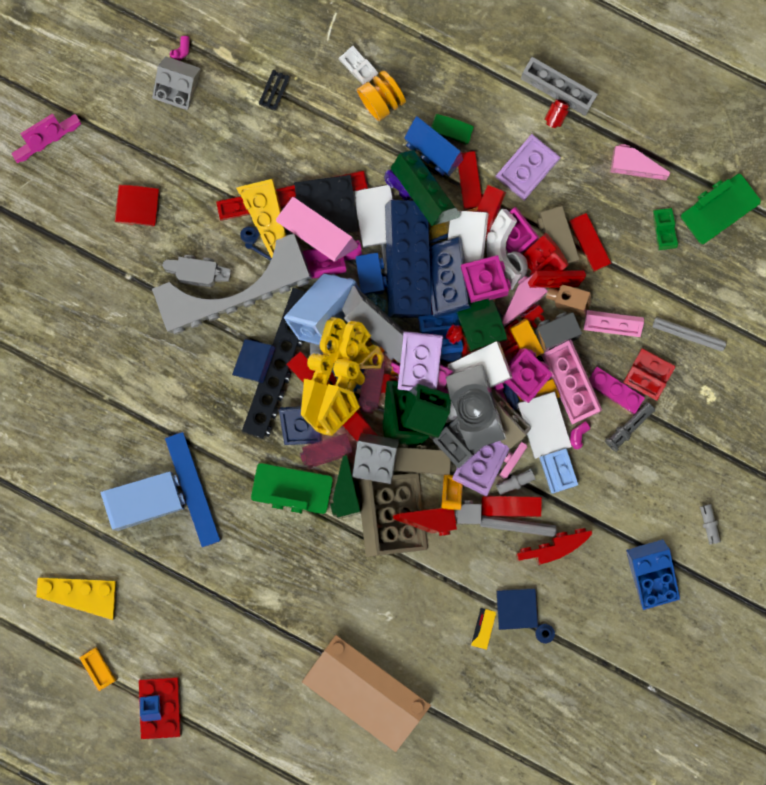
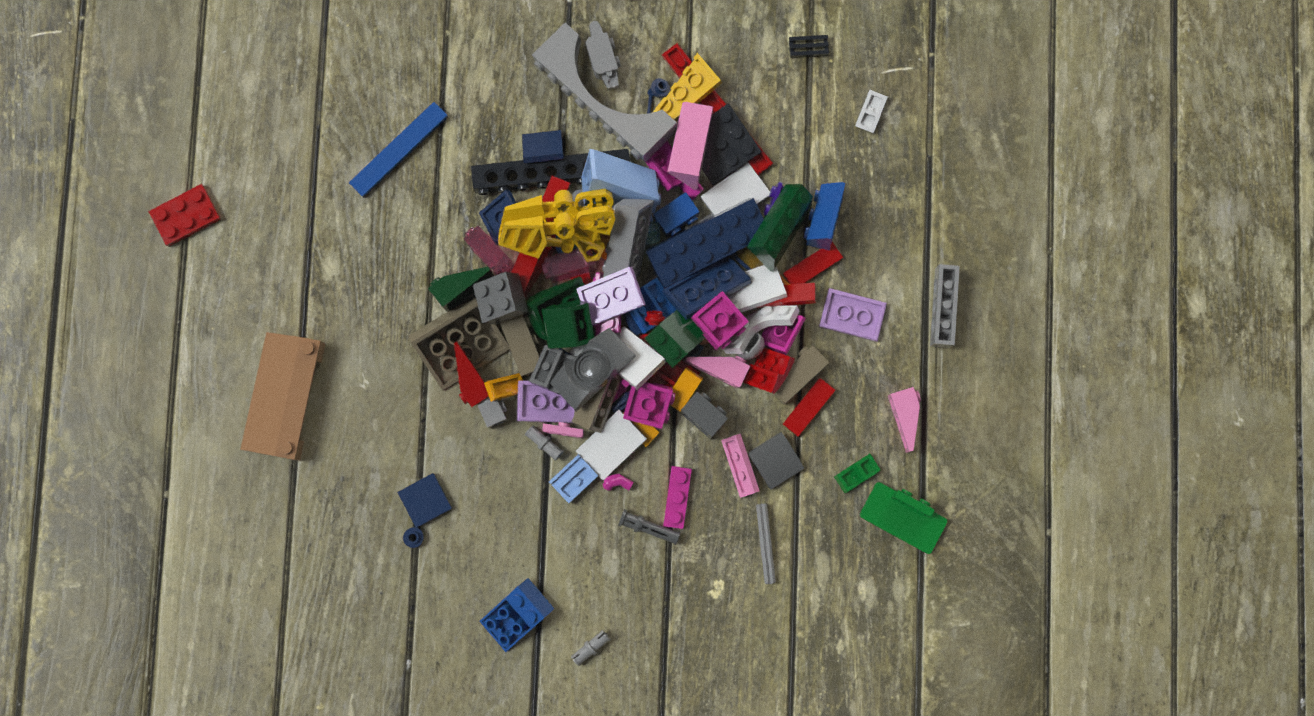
camera: 65 degrees right, 0 degrees up
(84, 595) = (257, 99): yellow wing -> none
(97, 669) = (195, 143): light orange tile -> none
(142, 501) = (364, 107): light blue slope -> none
(150, 708) = (178, 205): blue slope -> none
(291, 489) = (439, 238): green bracket -> none
(383, 94) = (851, 144): light orange wheel -> none
(452, 128) = (853, 226): green slope -> none
(483, 628) = (392, 478): yellow sticker -> none
(511, 506) = (518, 450): red slope -> none
(518, 526) = (503, 465): light grey axle -> none
(532, 313) = (711, 383): red tile -> none
(555, 279) = (755, 390): red tile -> none
(557, 113) = (917, 317): red brick -> none
(562, 546) = (503, 515): red slope -> none
(572, 382) = (663, 451): bright pink slope -> none
(577, 304) = (742, 420): medium nougat torso -> none
(622, 291) = (775, 460): none -> dark grey slope
(649, 374) = (708, 523): red slope -> none

